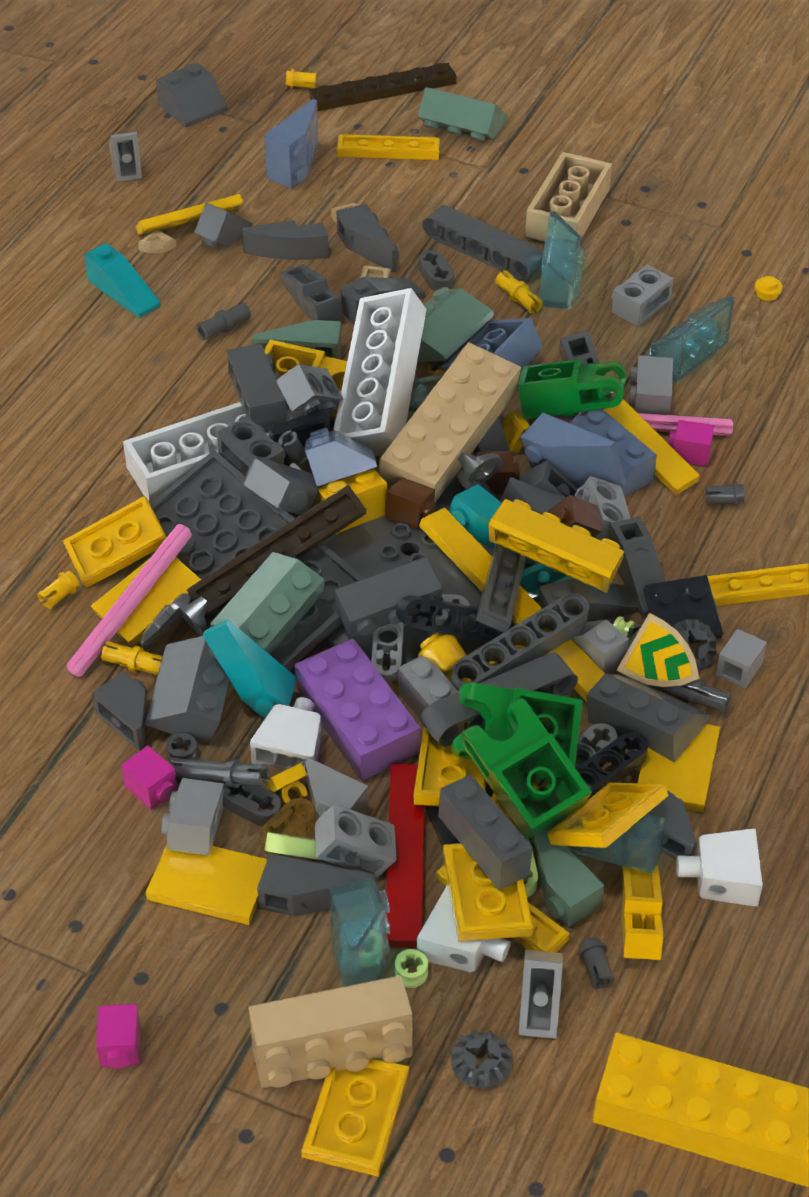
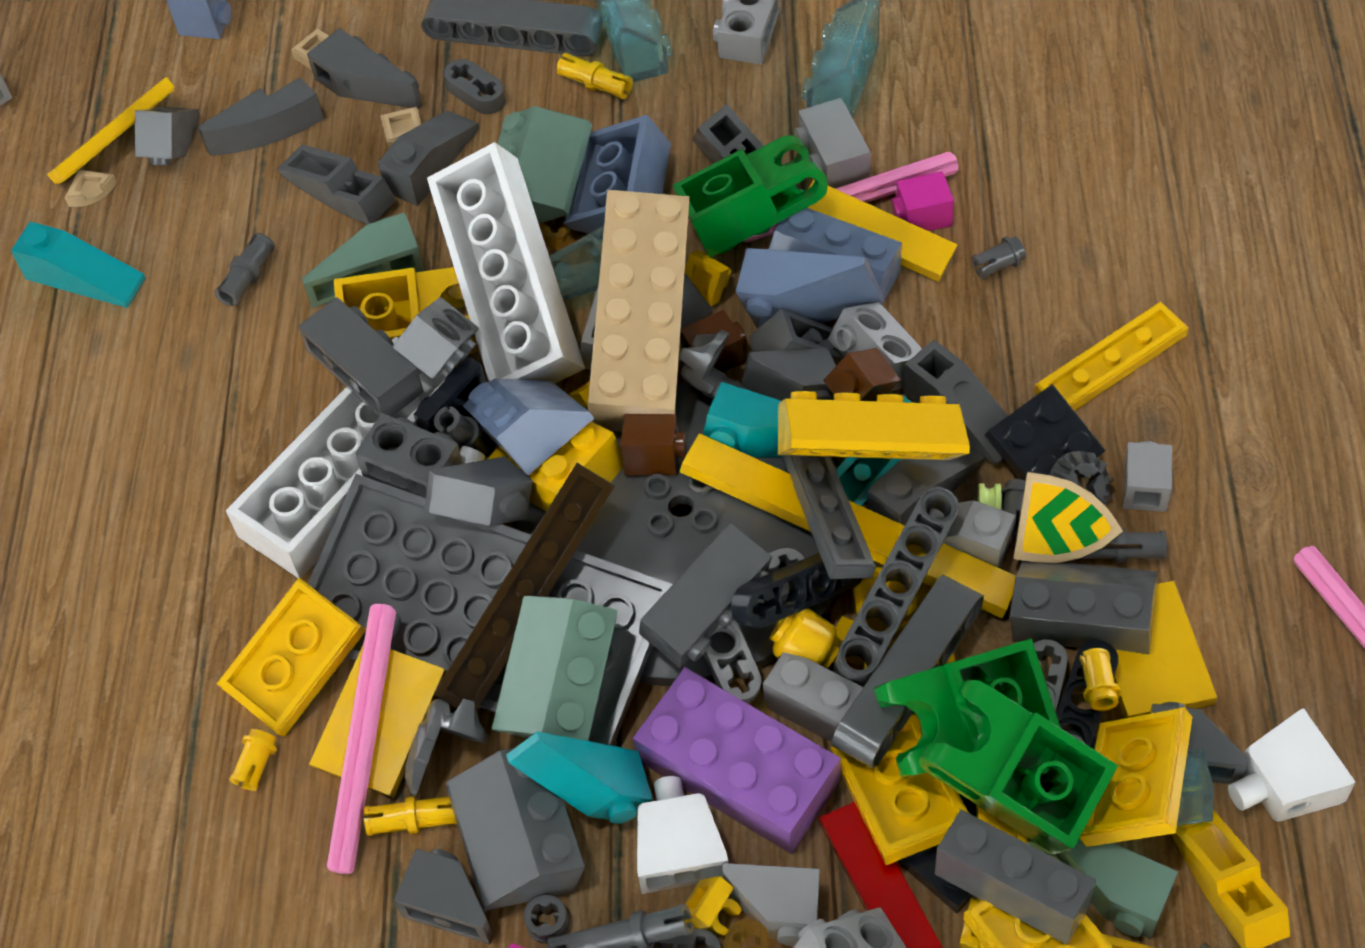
camera: 20 degrees left, 10 degrees up
(619, 758) = (1101, 690): none -> yellow pin

